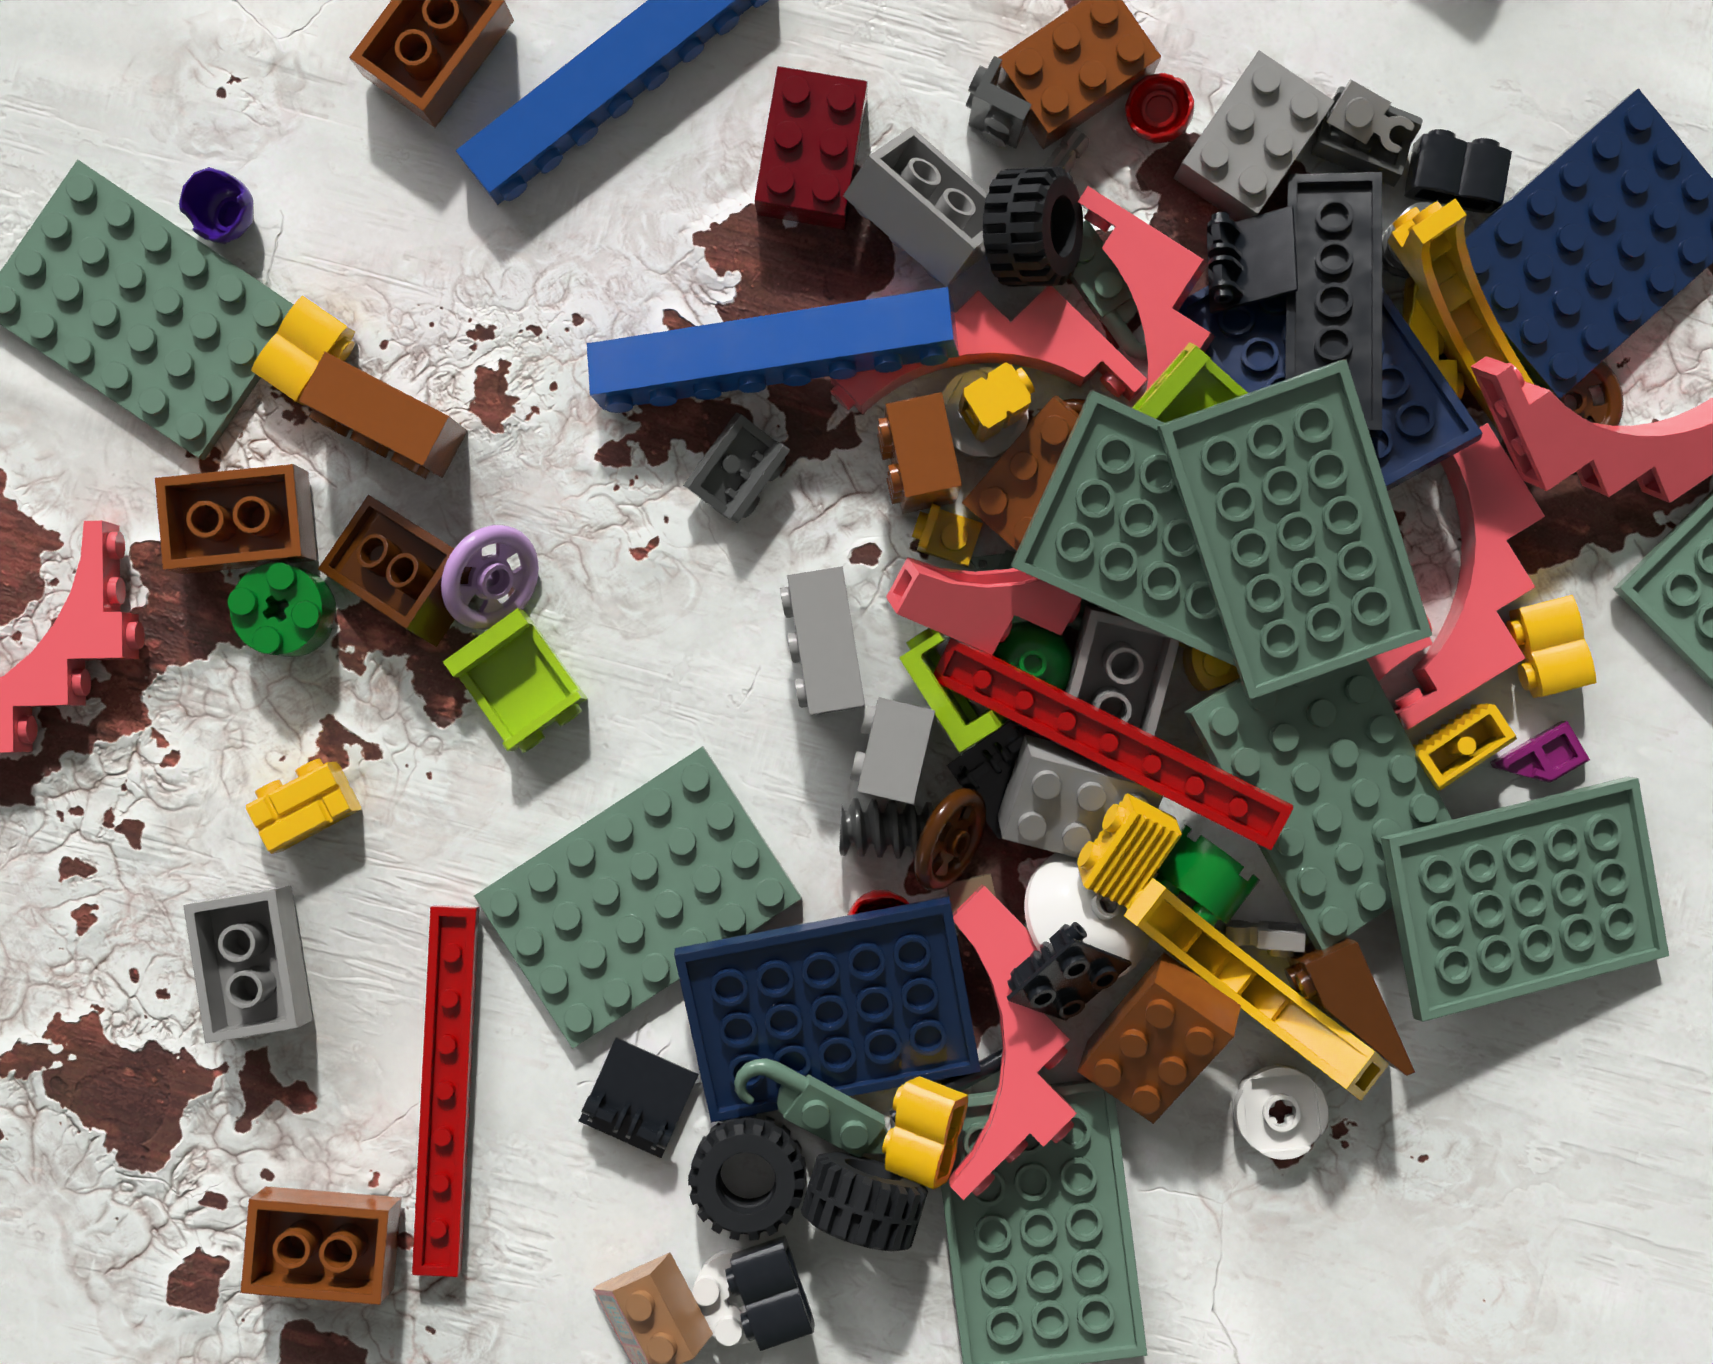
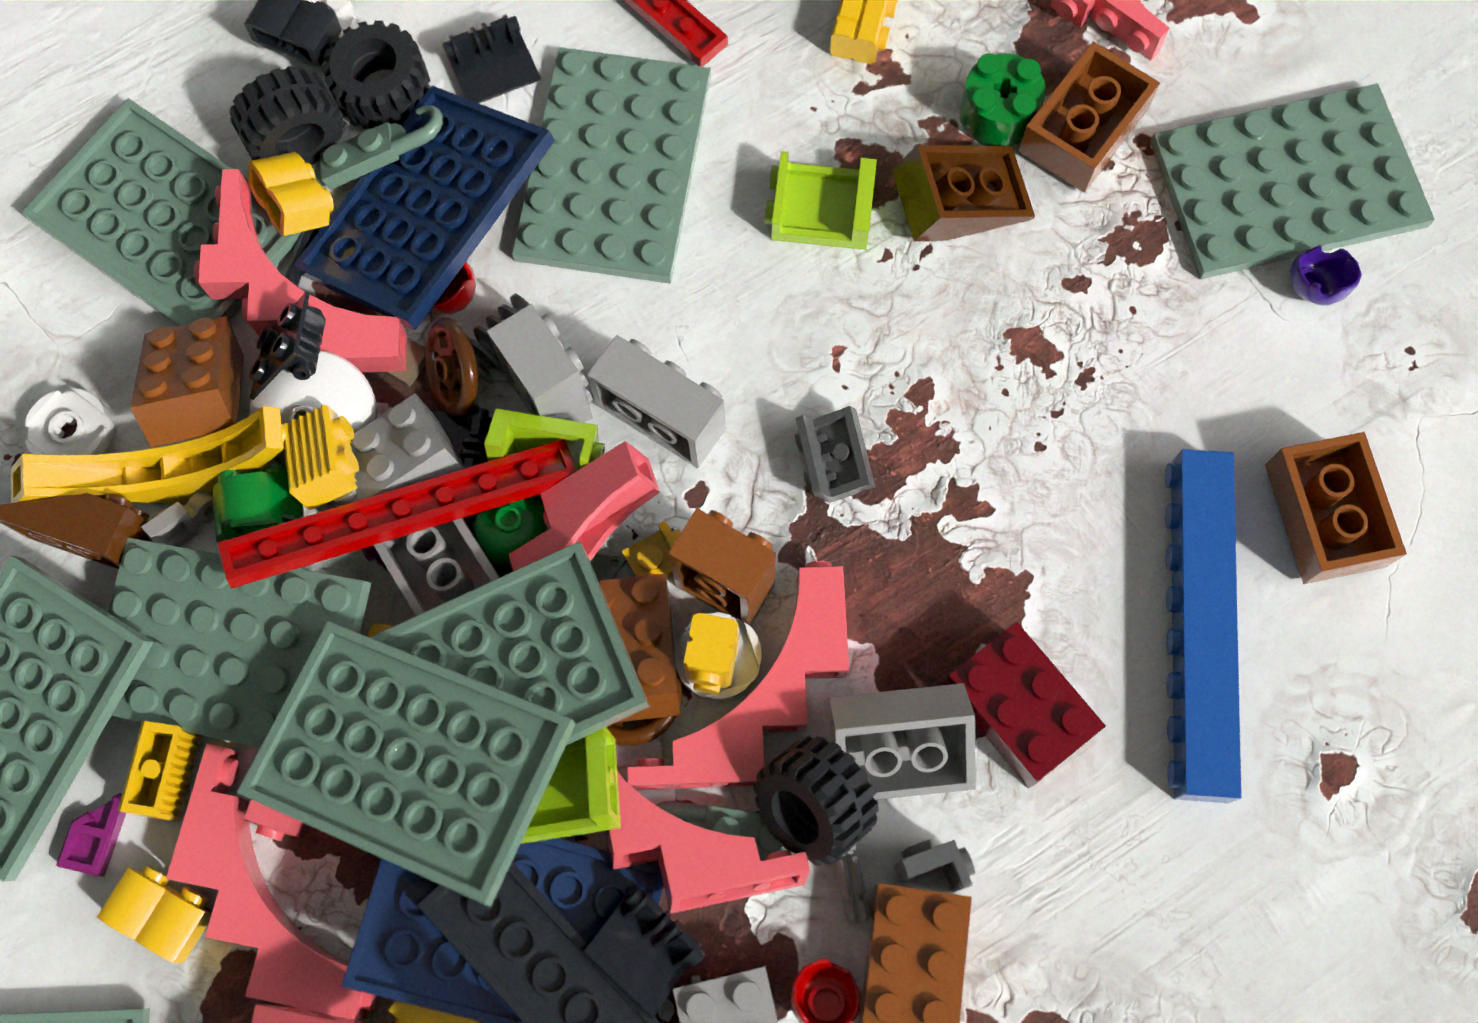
camera: 135 degrees right, 15 degrees down
(299, 345) = (1170, 250): yellow brick -> none
(382, 417) = (1078, 253): dark orange brick -> none
(502, 578) = (906, 232): lavender plate -> none
(773, 350) = (890, 545): blue brick -> none

